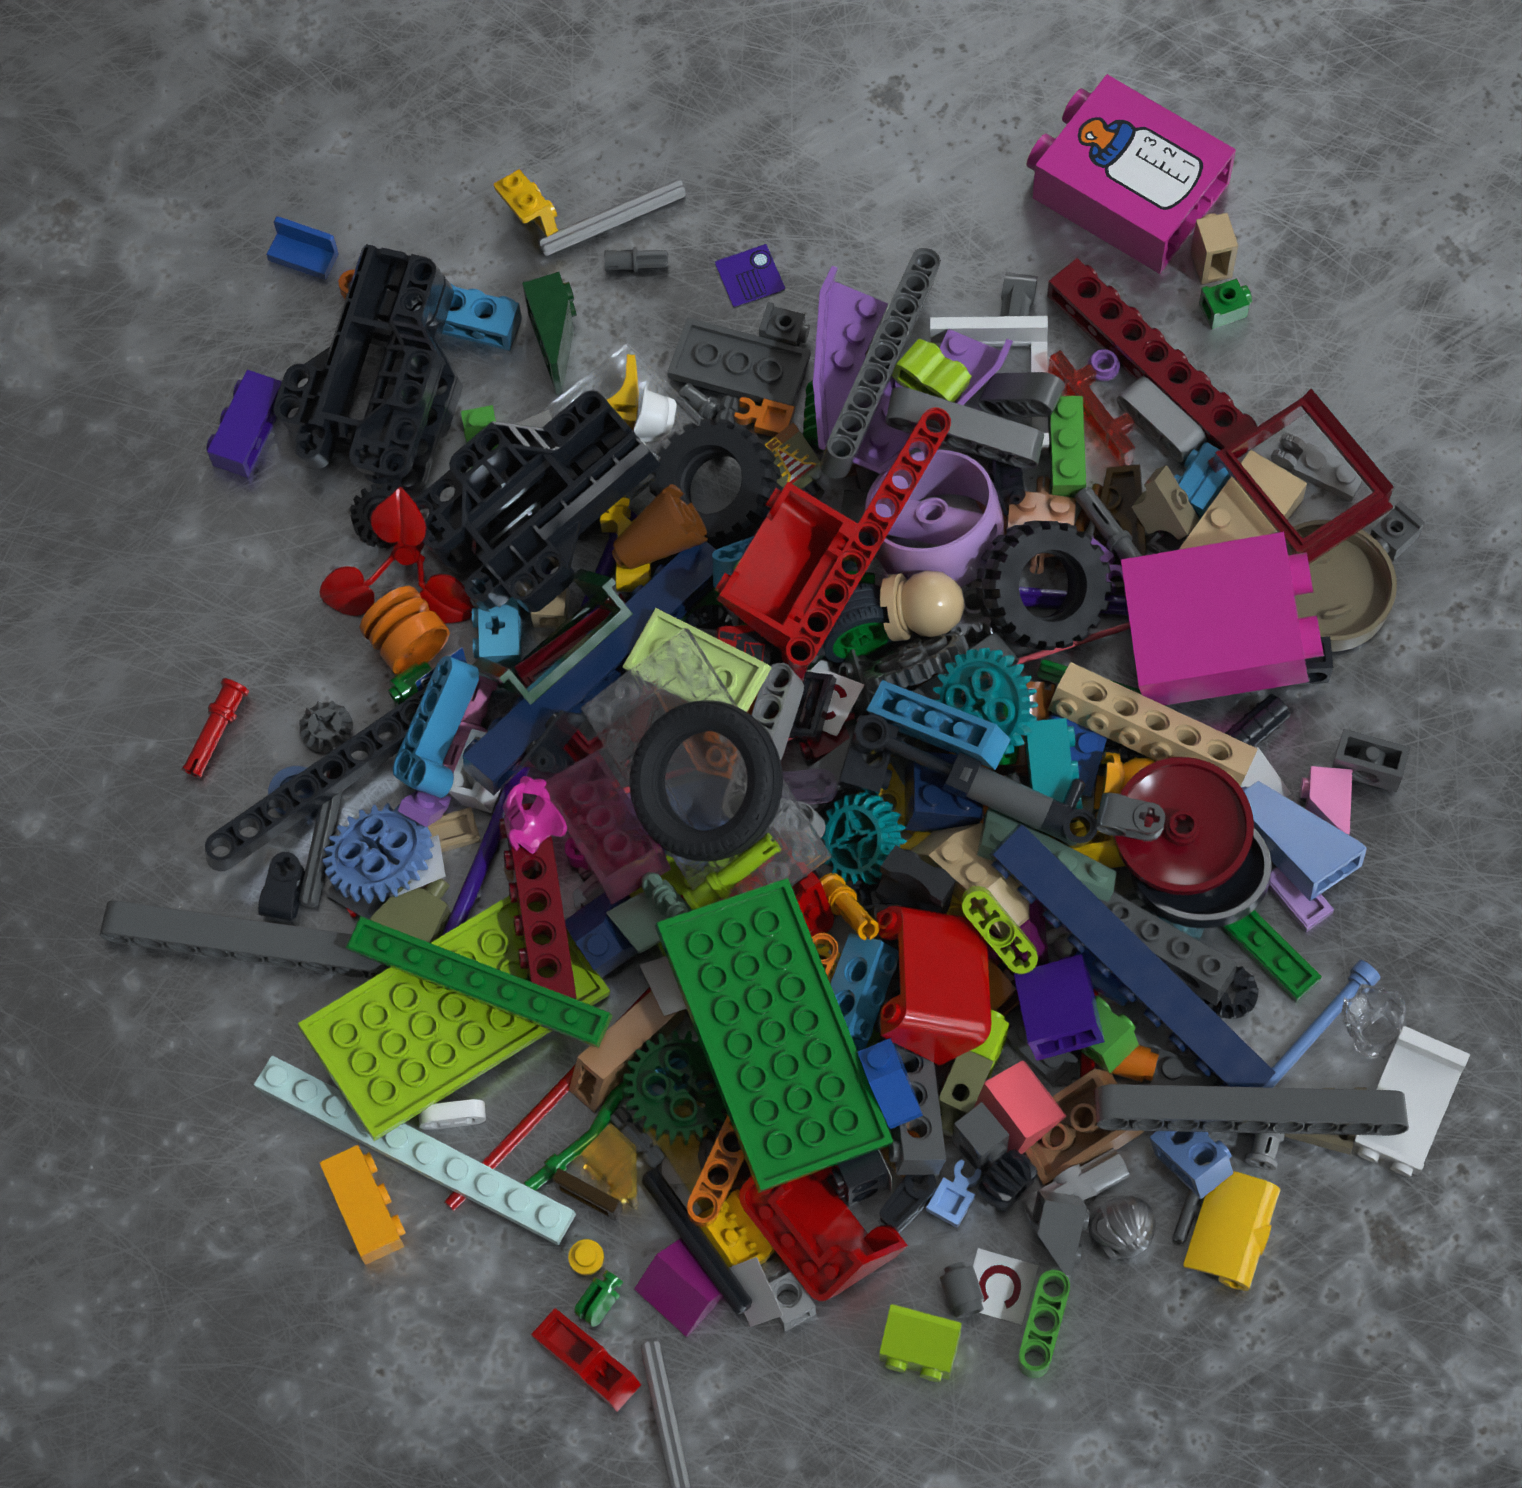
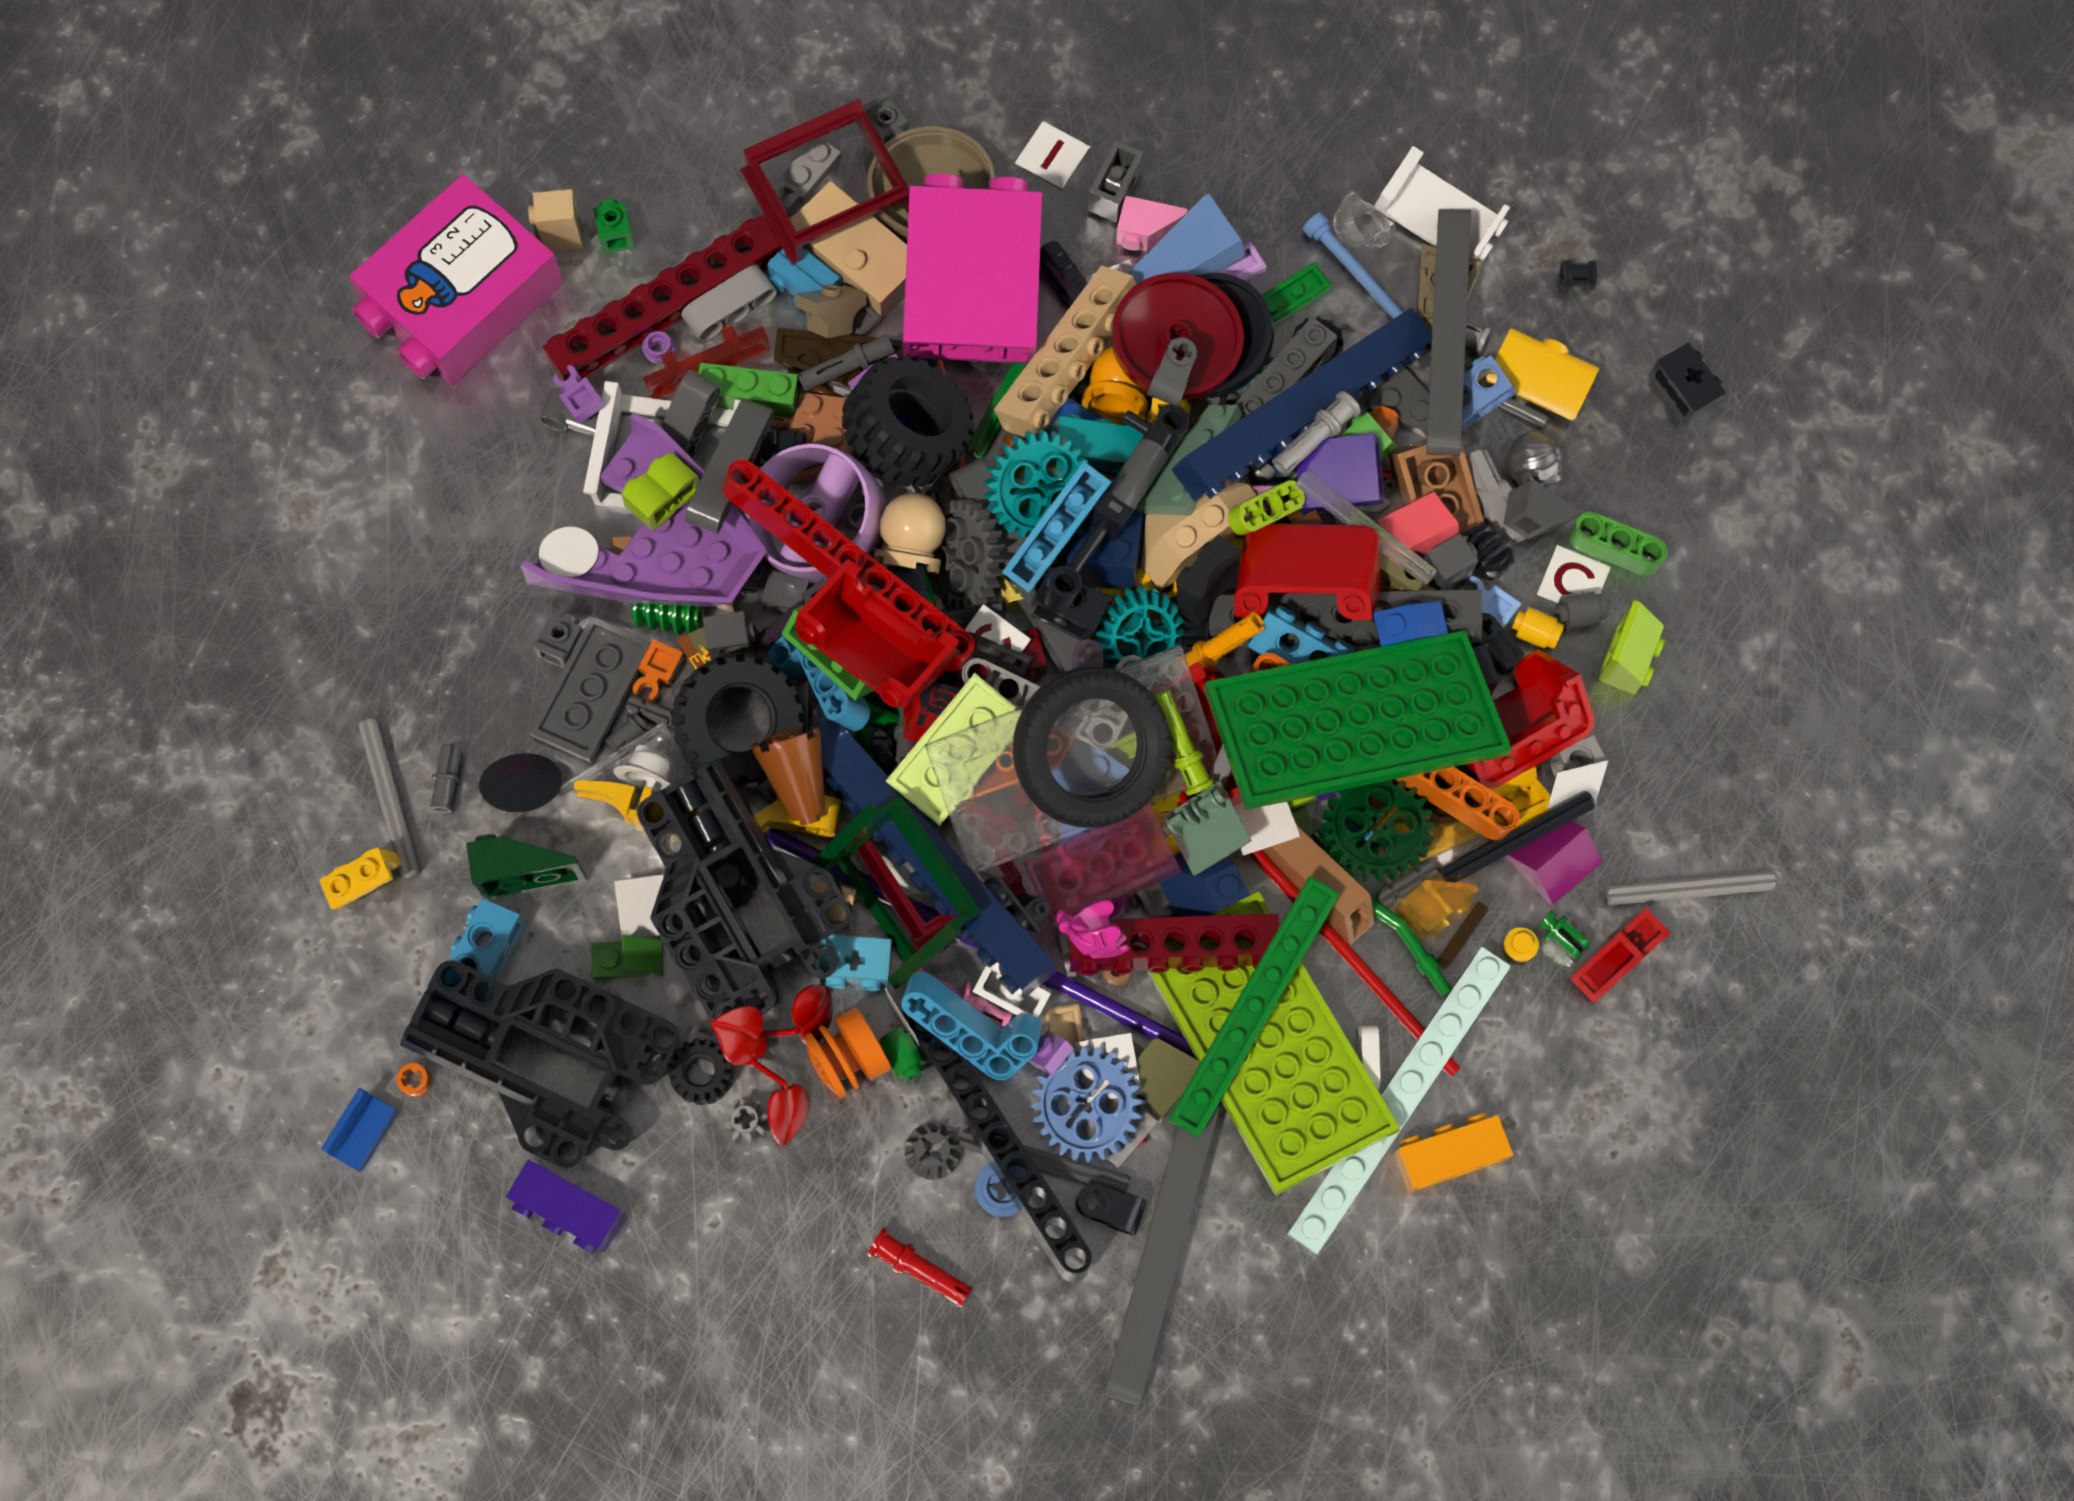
camera: 90 degrees left, 5 degrees up
(336, 550) = (737, 1116): none -> light grey gear
(636, 319) = (520, 782): none -> black shield
(750, 275) = (485, 669): dark purple sticker -> none
(797, 460) = (728, 634): none -> dark grey brick
(858, 309) = (568, 552): none -> white sticker
(880, 363) = (641, 534): dark grey beam -> none
(933, 1245) = (1537, 628): none -> yellow brick
(1000, 1028) = (1352, 516): none -> clear axle
(1025, 297) = (579, 396): none -> medium lavender plate
(1102, 978) = (1326, 424): none -> light grey pin
(1258, 1370) = (1688, 383): none -> black brick
(1360, 1258) = (1577, 275): none -> black bush
(1398, 703) = (1052, 154): none -> white sticker

